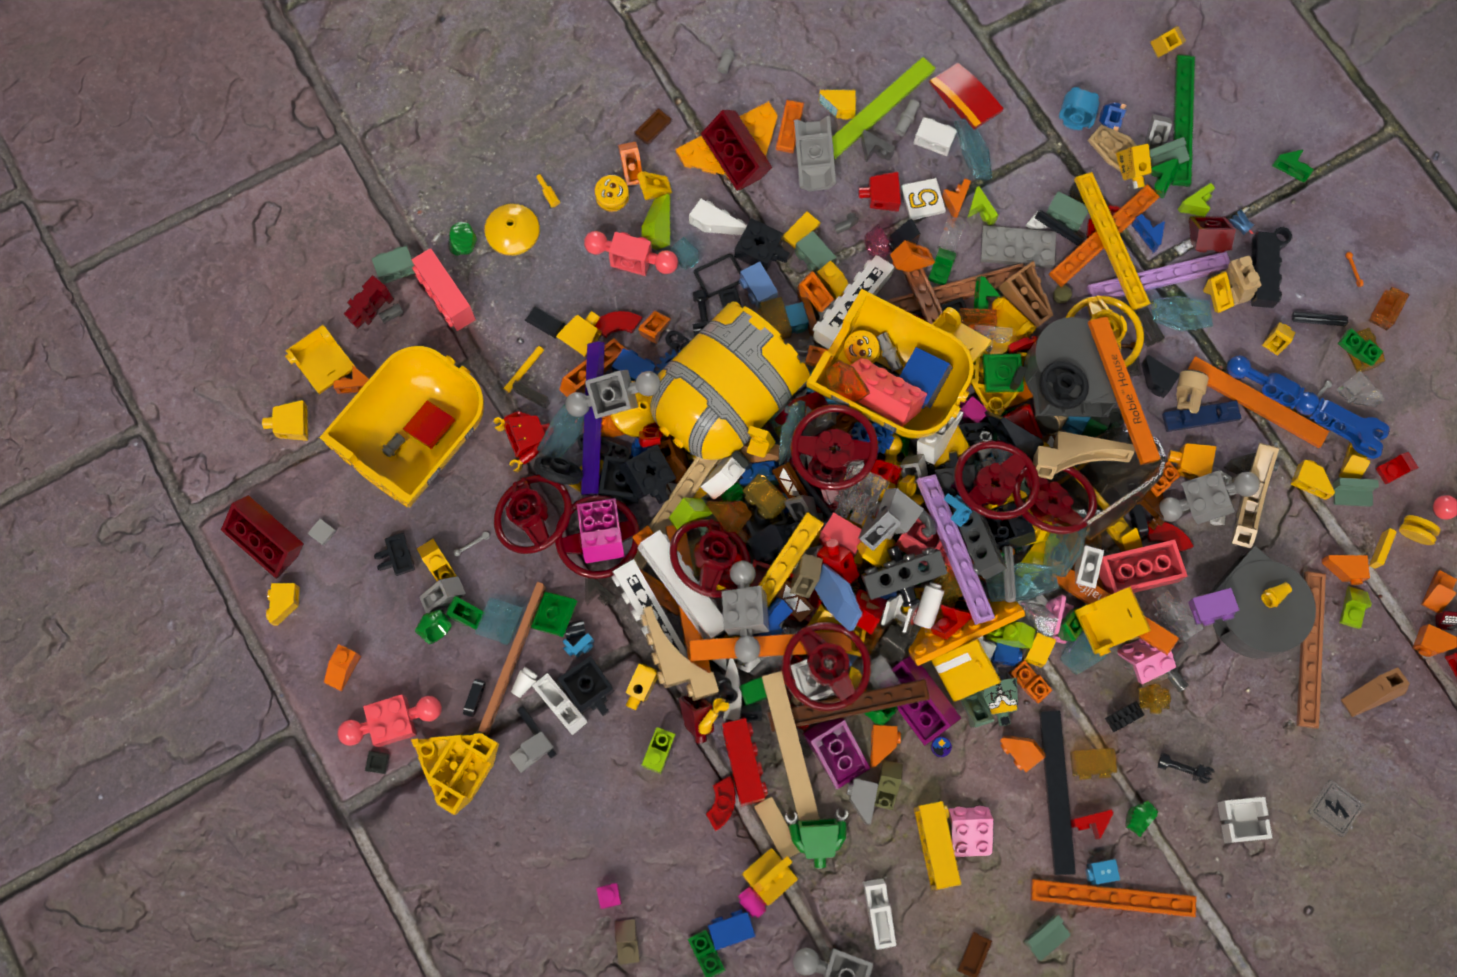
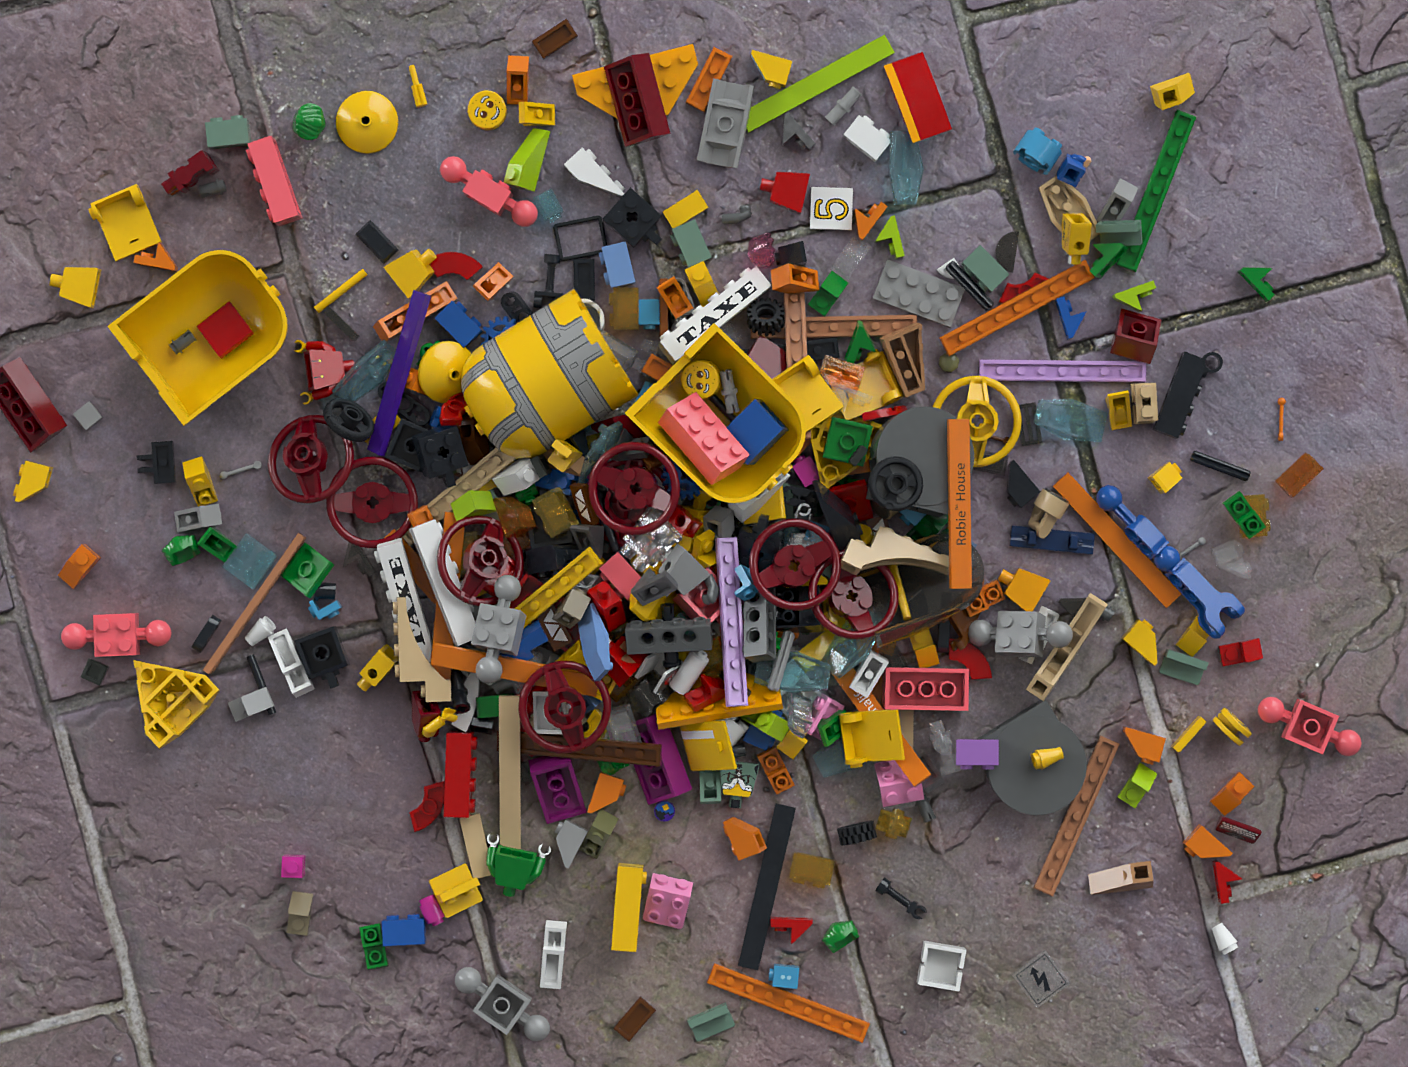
camera: 15 degrees right, 15 degrees up
(600, 530) = (375, 499): dark pink slope -> none
(612, 394) = (423, 360): light grey brick -> none
(658, 750) = (378, 738): lime slope -> none
(846, 381) = (665, 423): clear orange slope -> none
(898, 292) = (765, 307): none -> black tyre
(1112, 241) = (1020, 318): yellow tile -> none
(1241, 223) = (1178, 337): flat silver piece -> none

